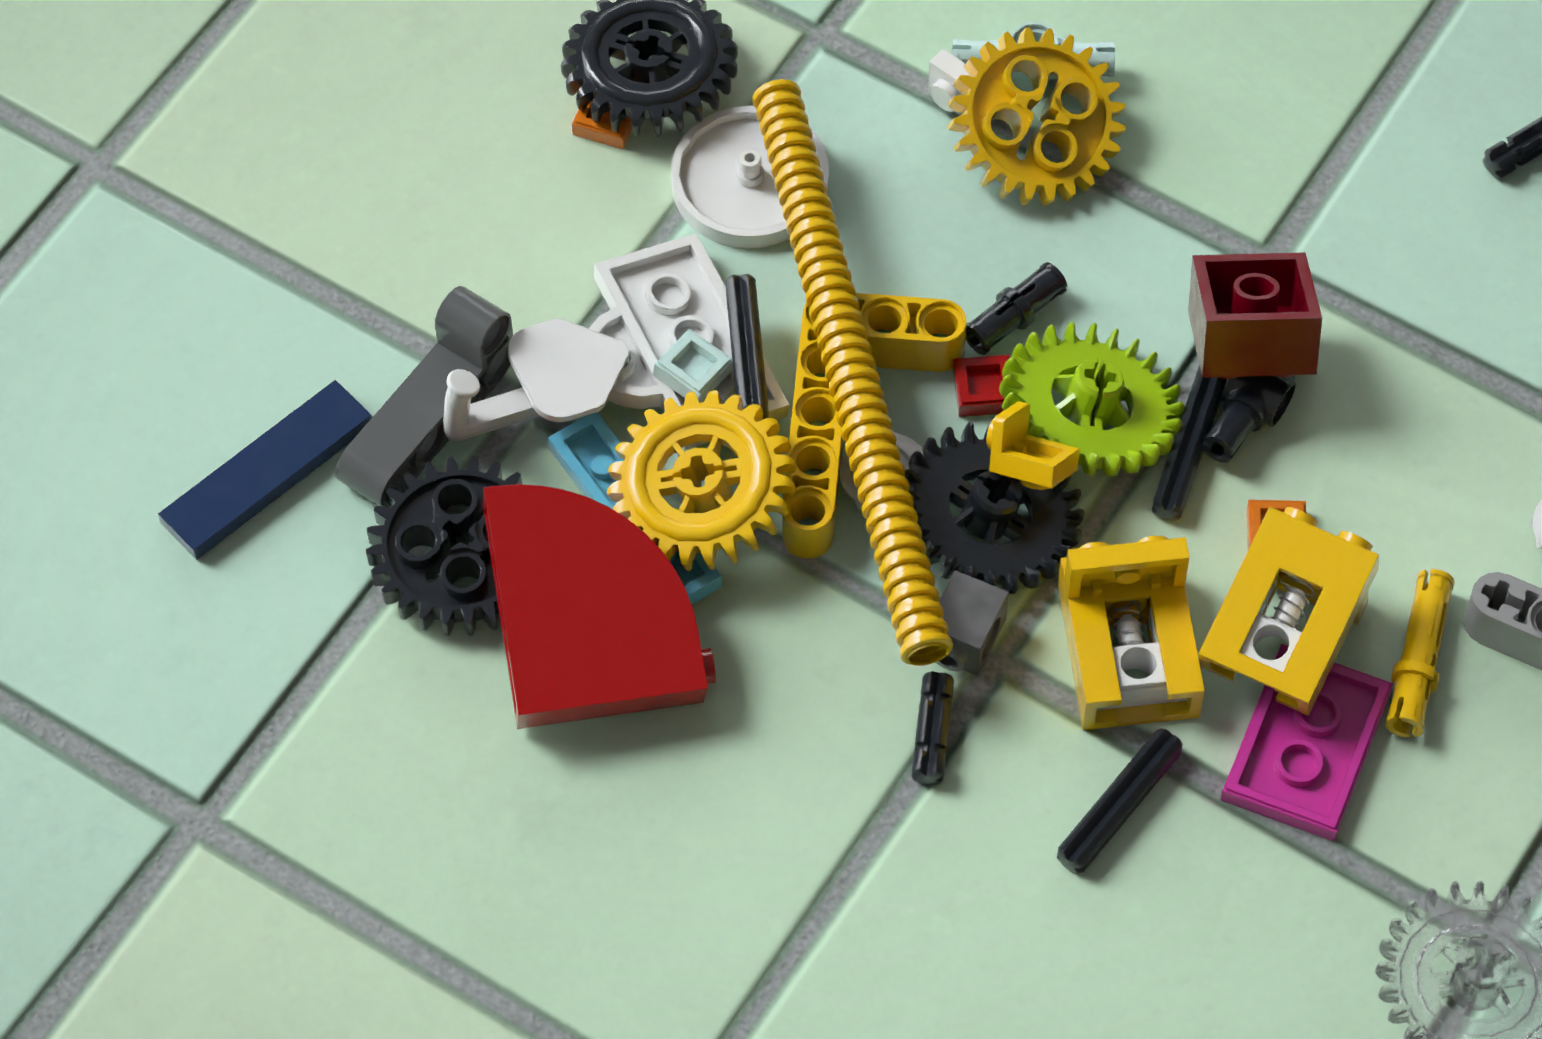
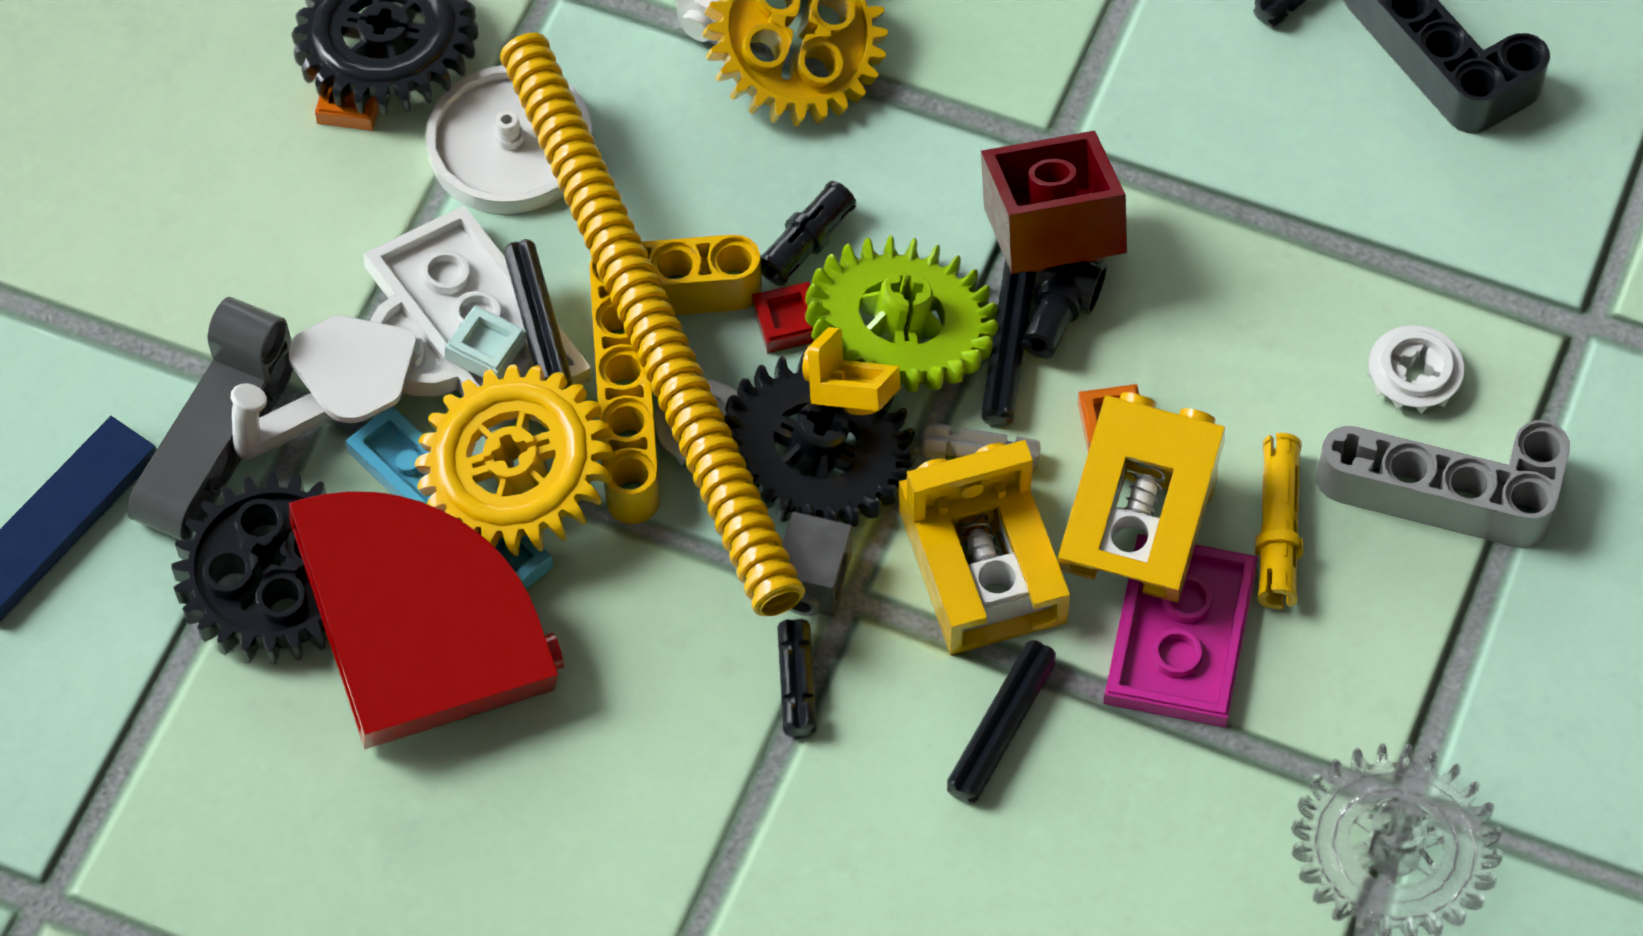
camera: 10 degrees left, 0 degrees up
(1108, 527) = (940, 442): none -> light grey axle

